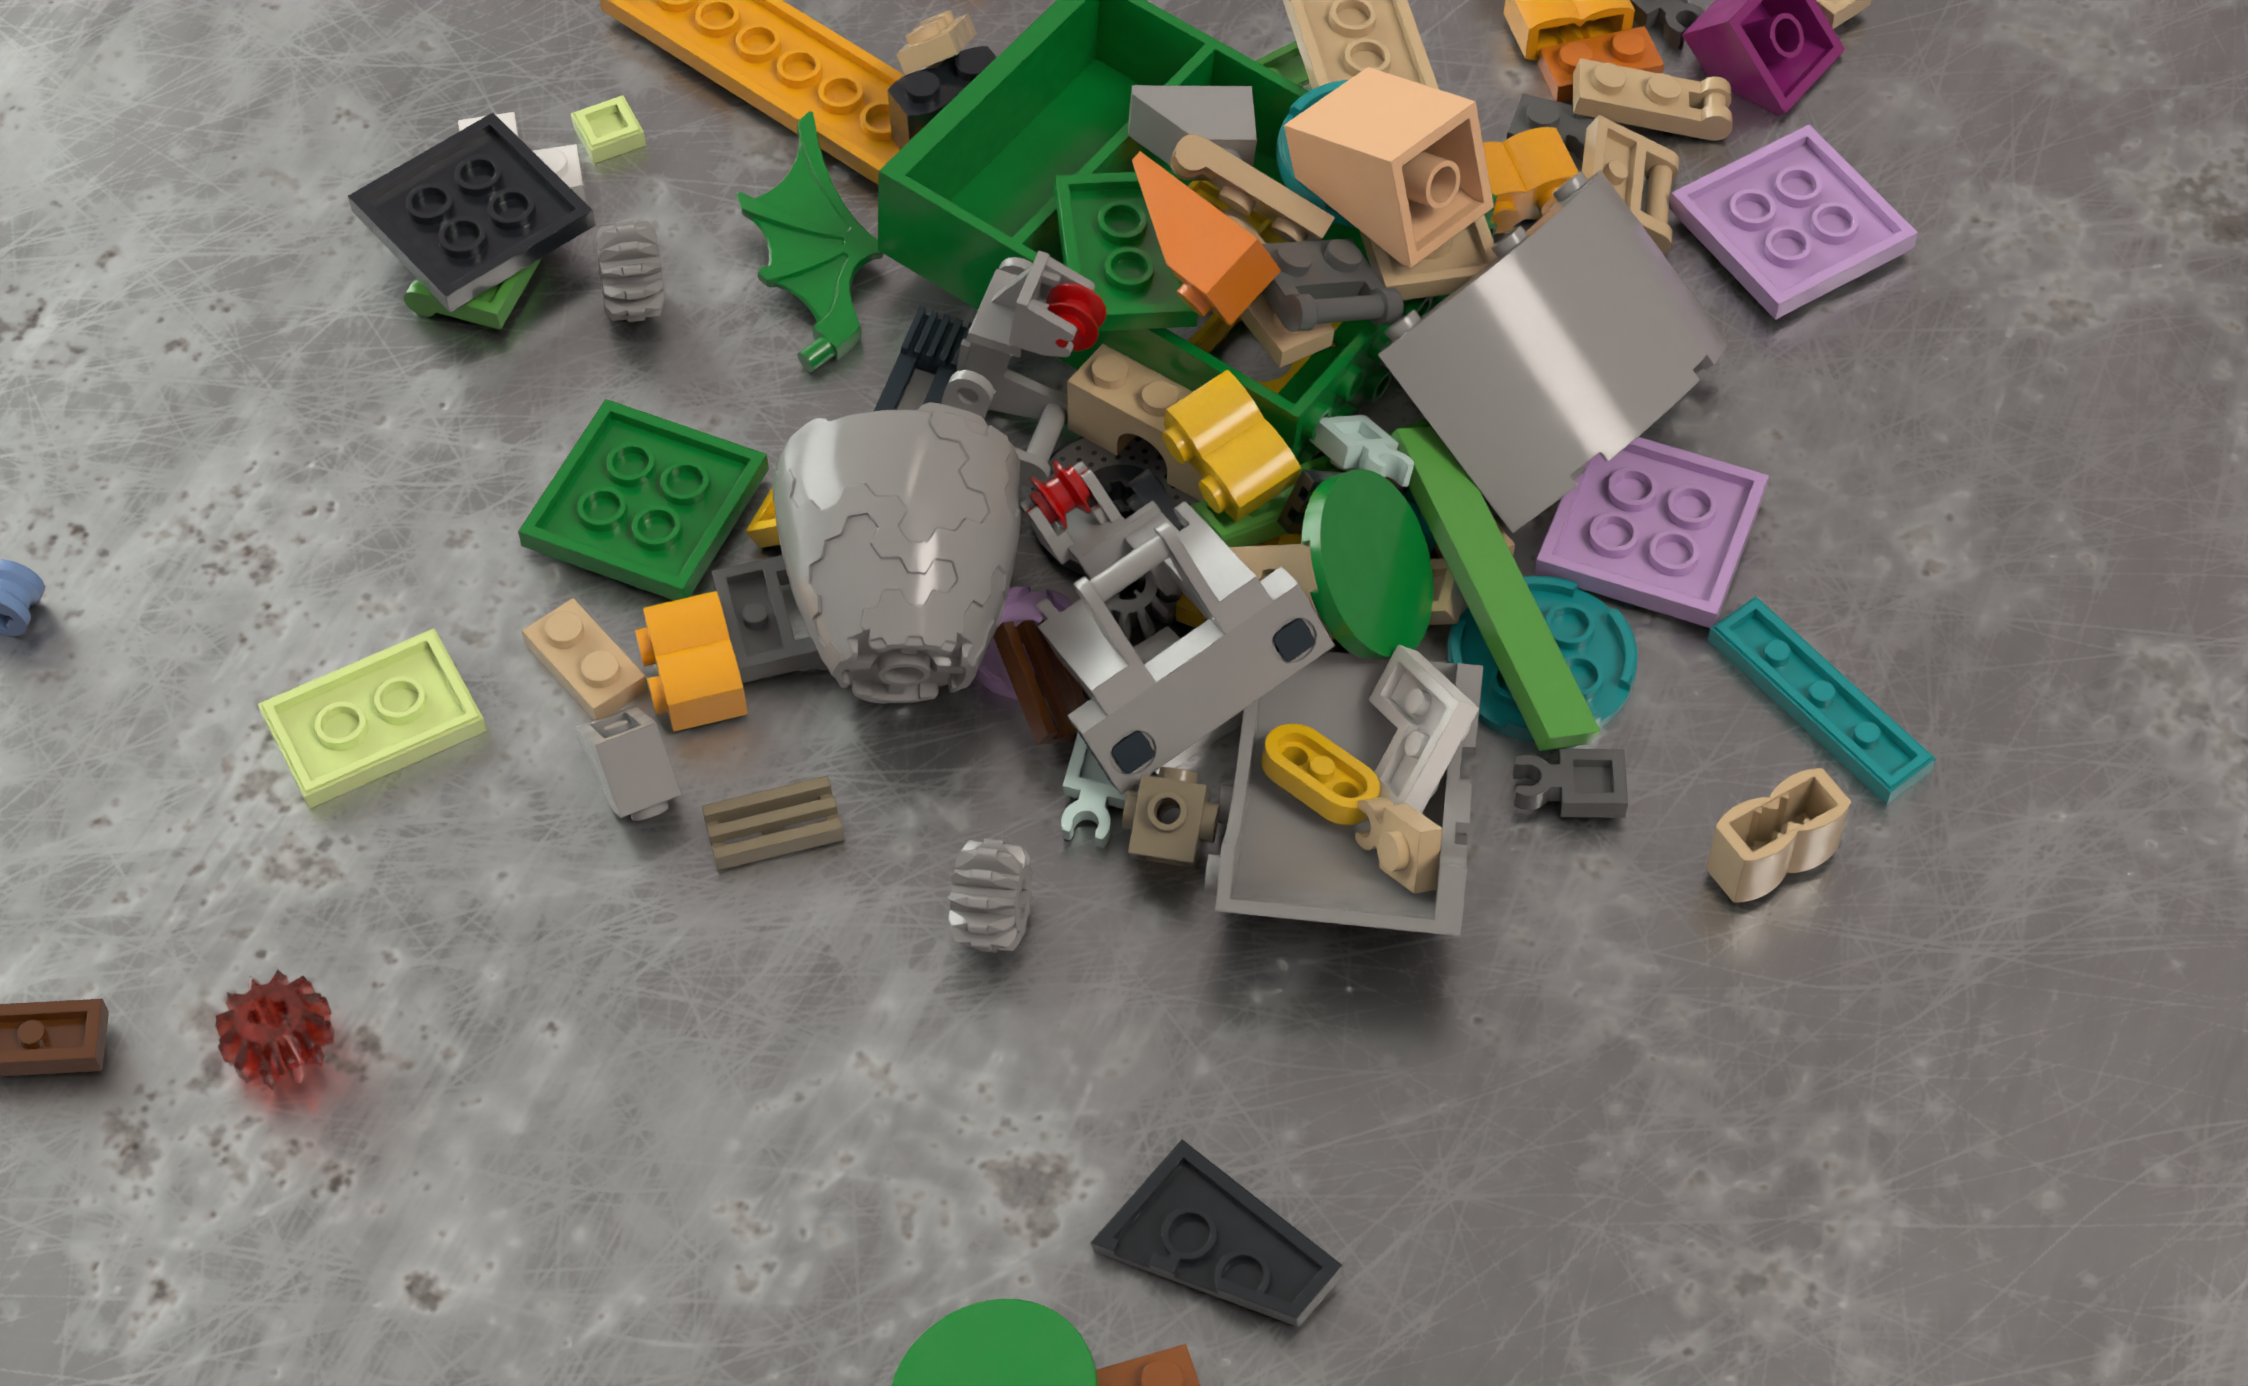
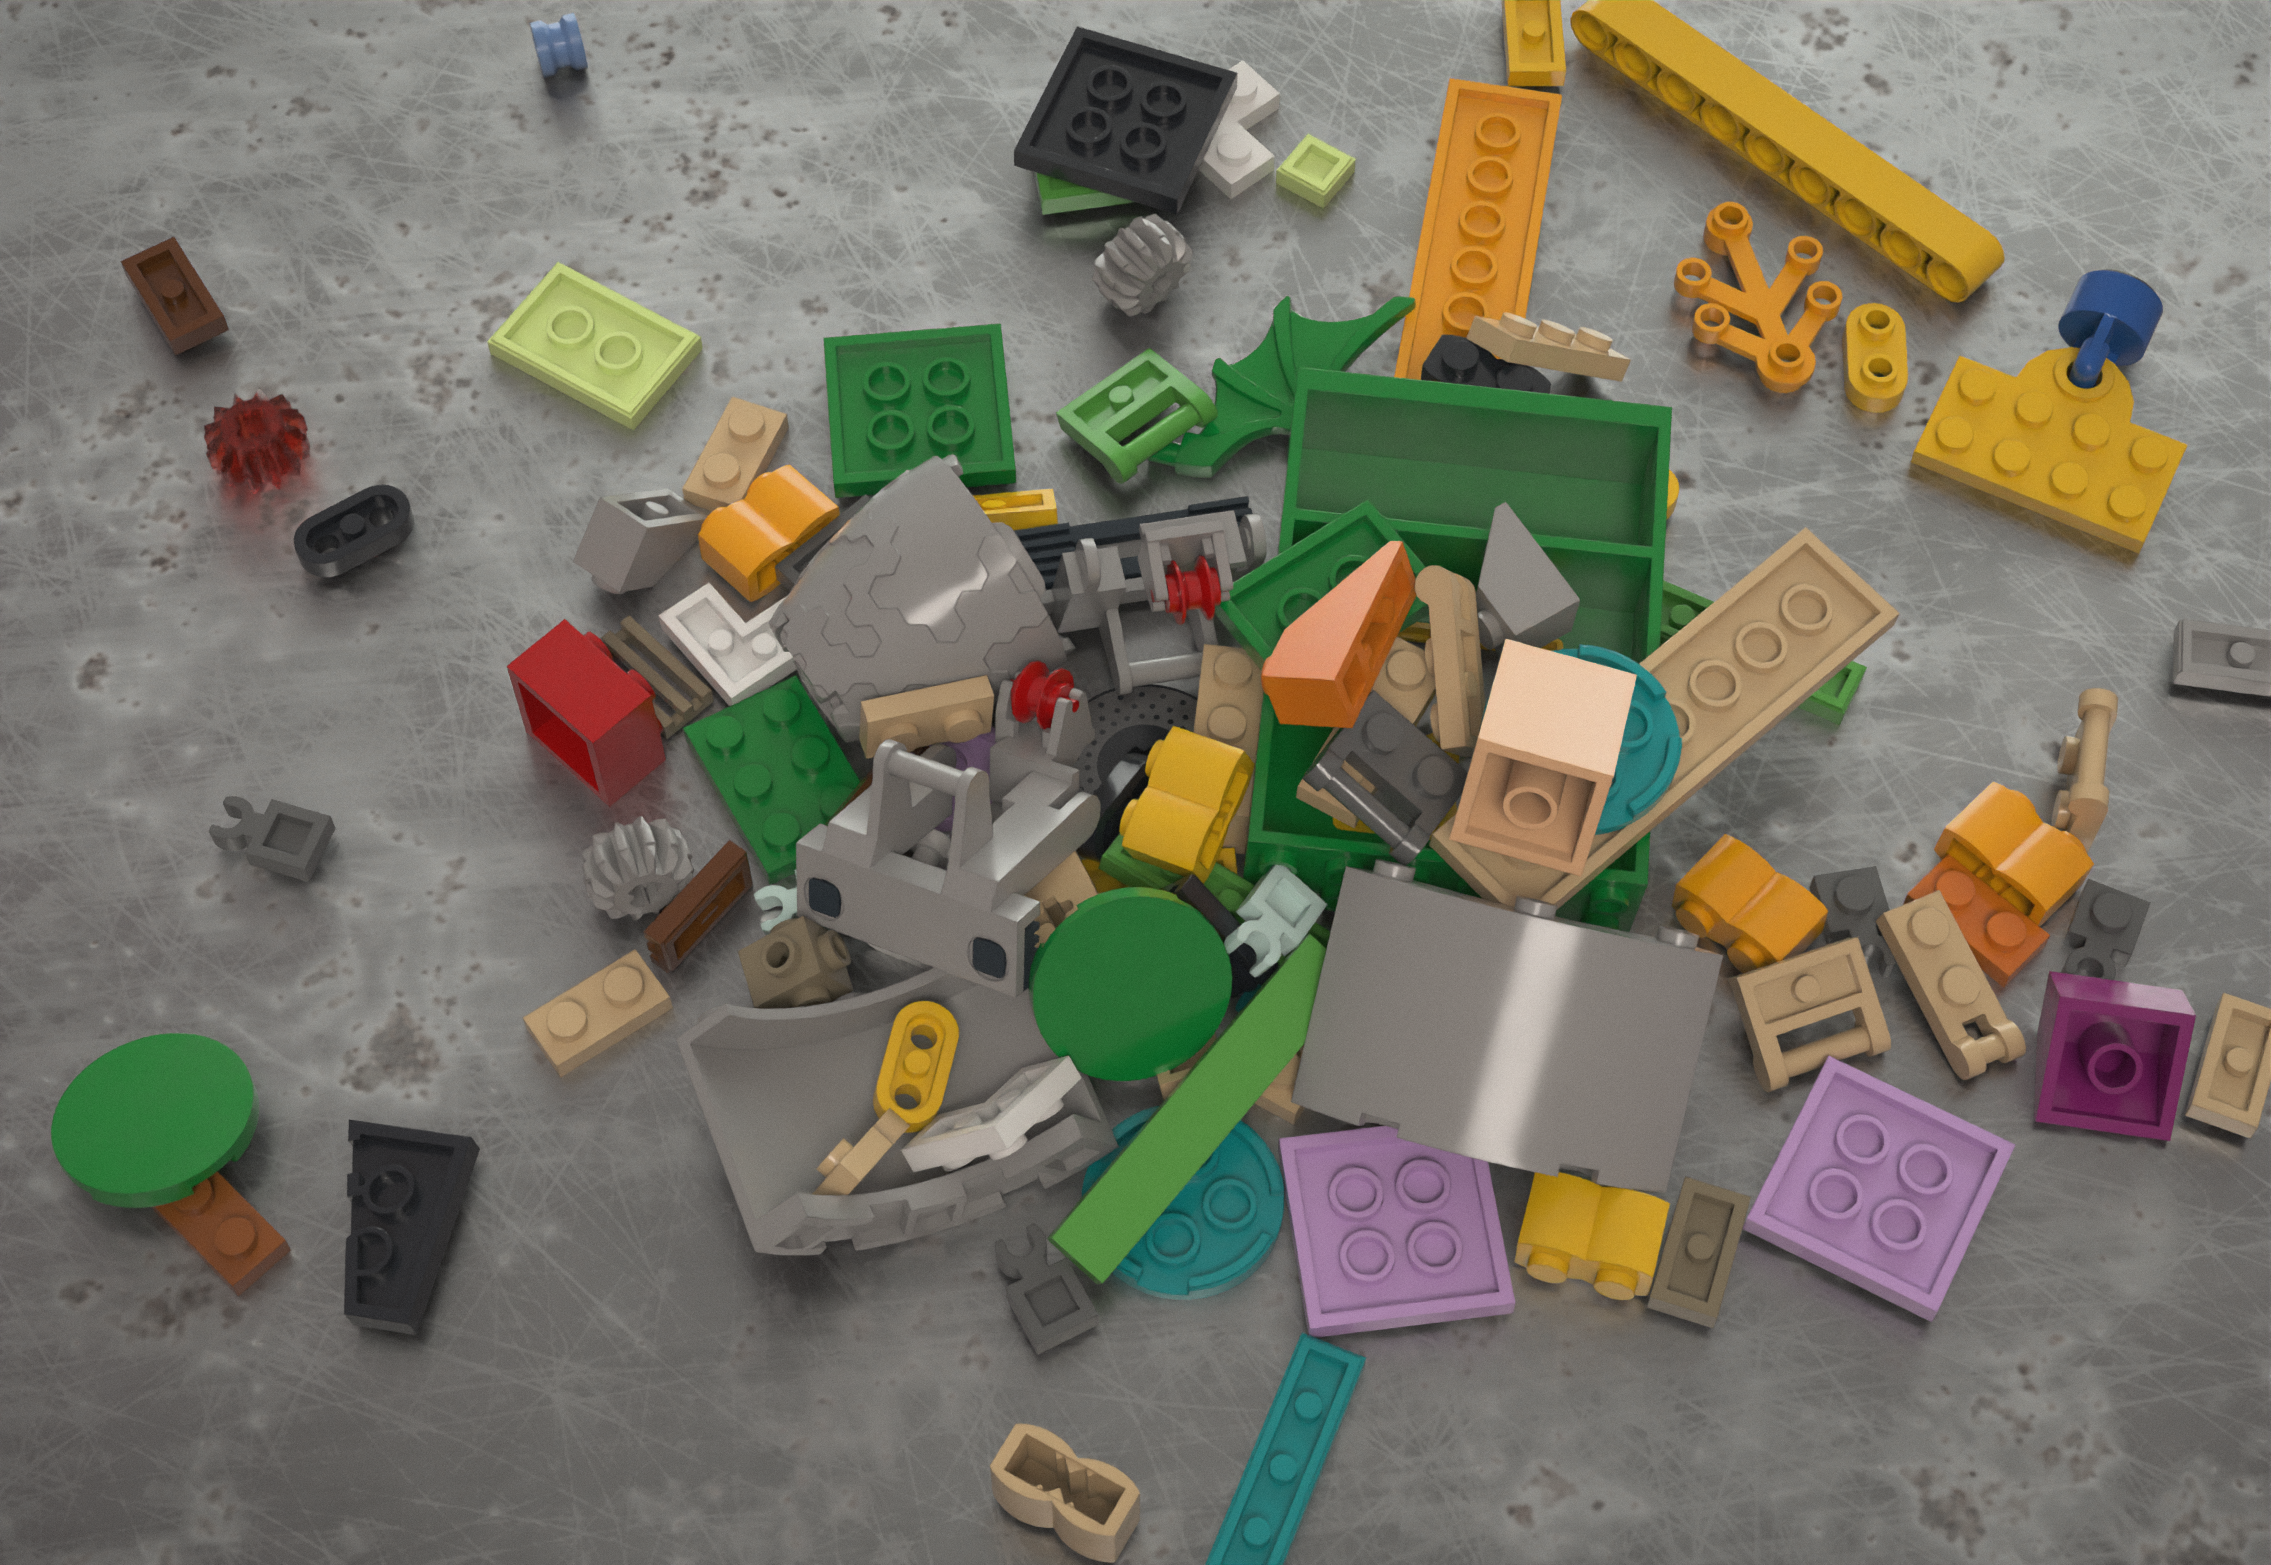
camera: 60 degrees right, 5 degrees up
(440, 995) = (353, 530): none -> black plate
(744, 1182) = (280, 840): none -> dark grey plate
(754, 351) = (1129, 401): none -> bright green plate
(800, 744) = (728, 652): none -> white plate
(805, 862) = (588, 711): none -> red piece
(948, 767) = (773, 771): none -> green plate
(1015, 603) = (928, 715): none -> tan plate
(1053, 874) = (699, 907): none -> reddish brown tile
(1099, 1004) = (597, 1013): none -> tan plate
(1736, 404) = (1591, 1235): none -> yellow brick
(1785, 350) = (1699, 1252): none -> dark tan plate

